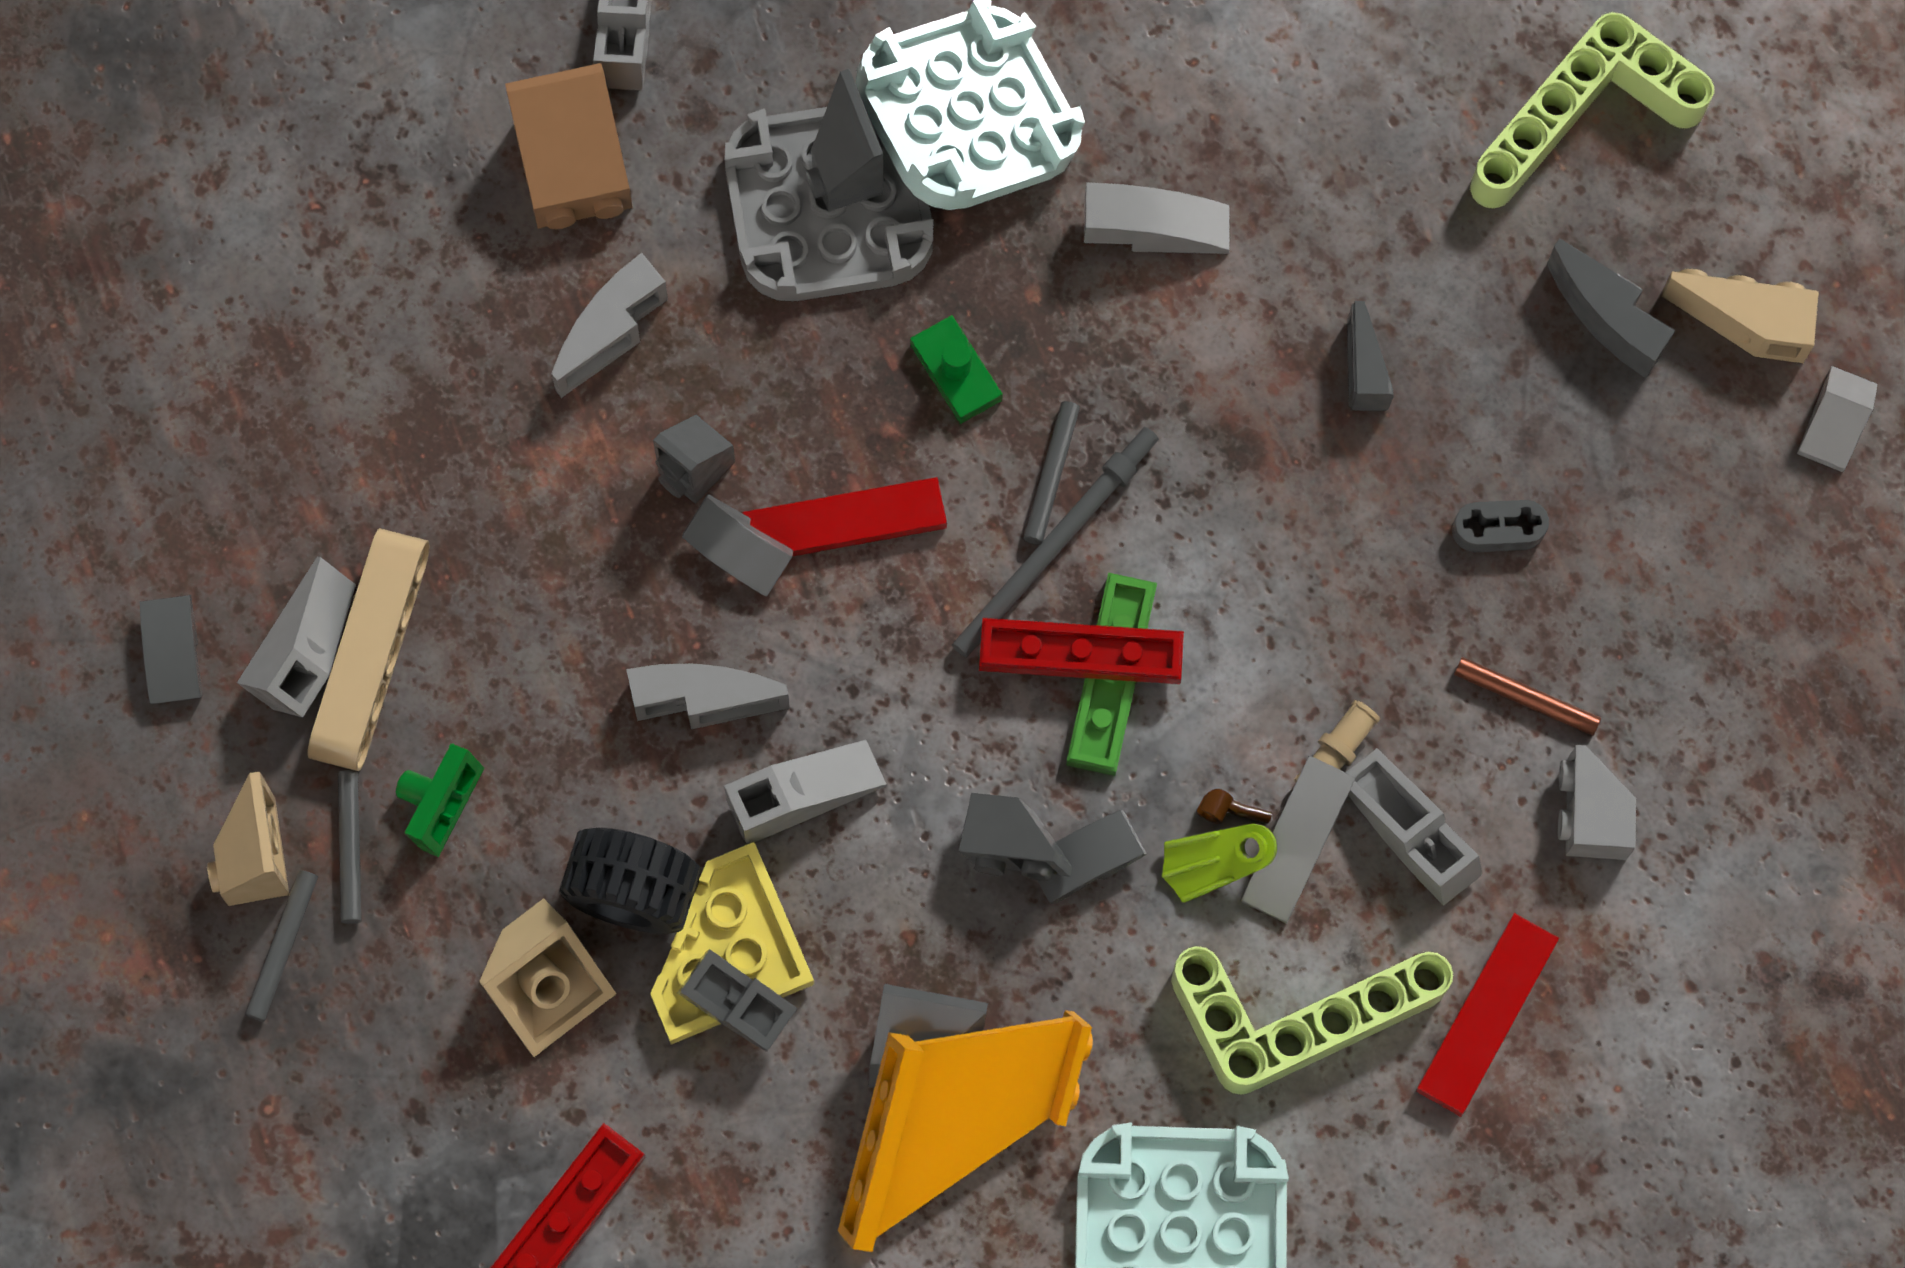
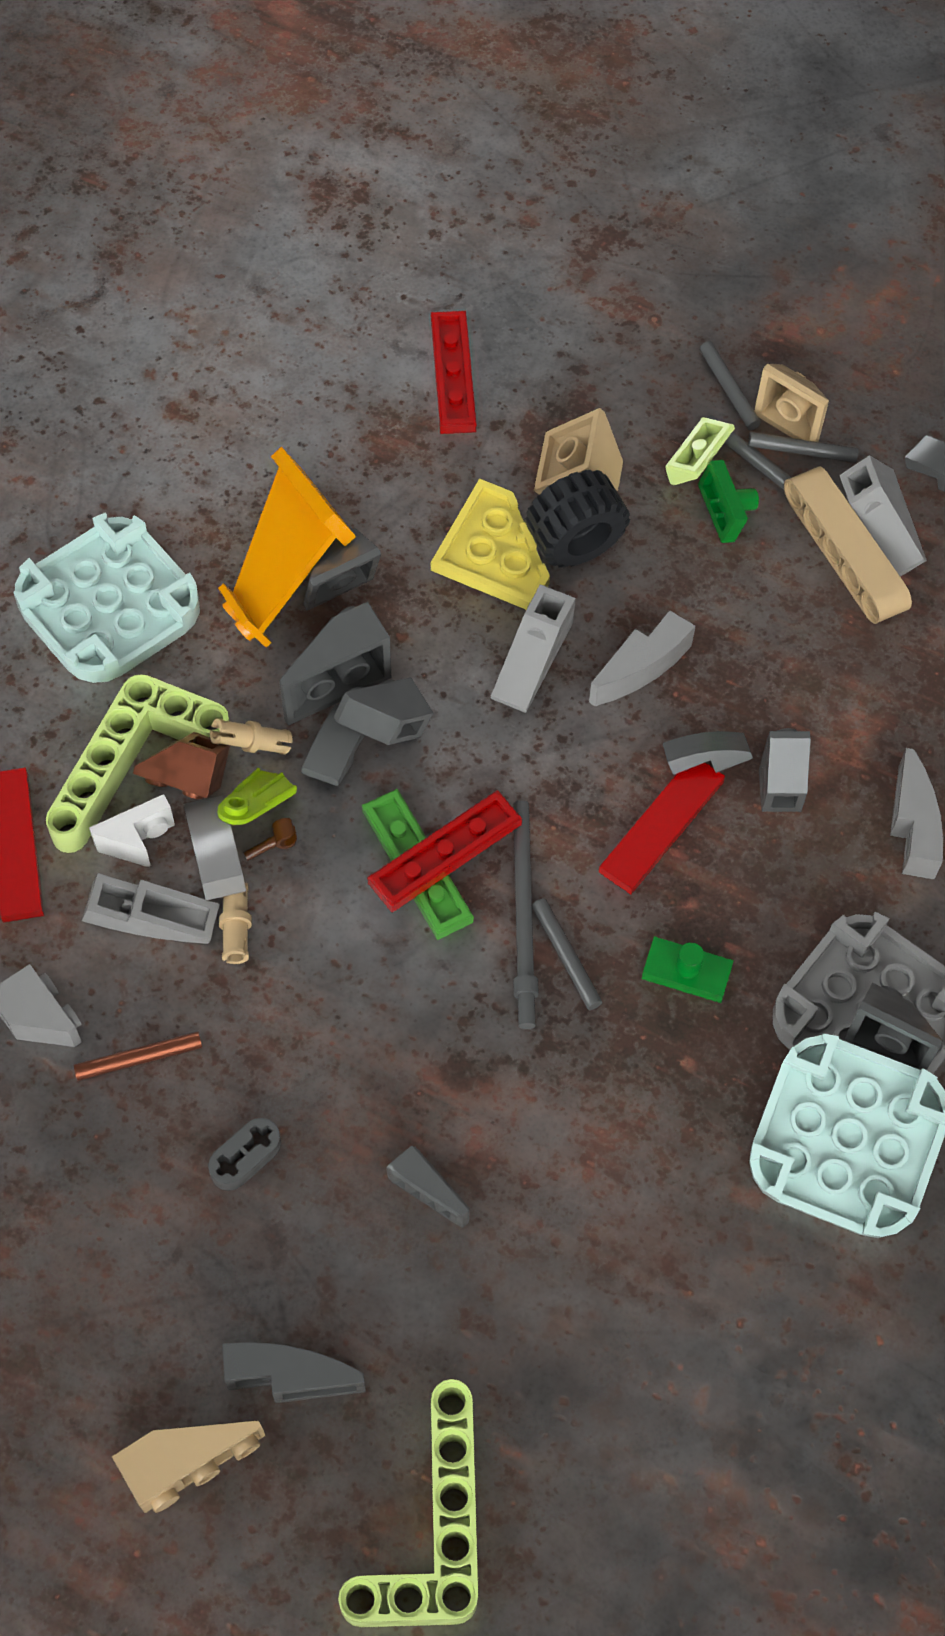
camera: 140 degrees right, 10 degrees down
(292, 798) = (803, 447): none -> dark grey bar
(408, 874) = (697, 450): none -> yellowish green slope
(737, 1000) = (461, 518): dark grey slope -> none
(1013, 925) = (343, 656): none -> dark grey slope
(1154, 219) = (655, 1168): light grey slope -> none
(1171, 920) = (250, 736): none -> tan pin
(1260, 949) = (188, 765): none -> copper slope
(1377, 926) = (123, 833): none -> white slope
(1838, 419) = (59, 1439): light grey slope -> none

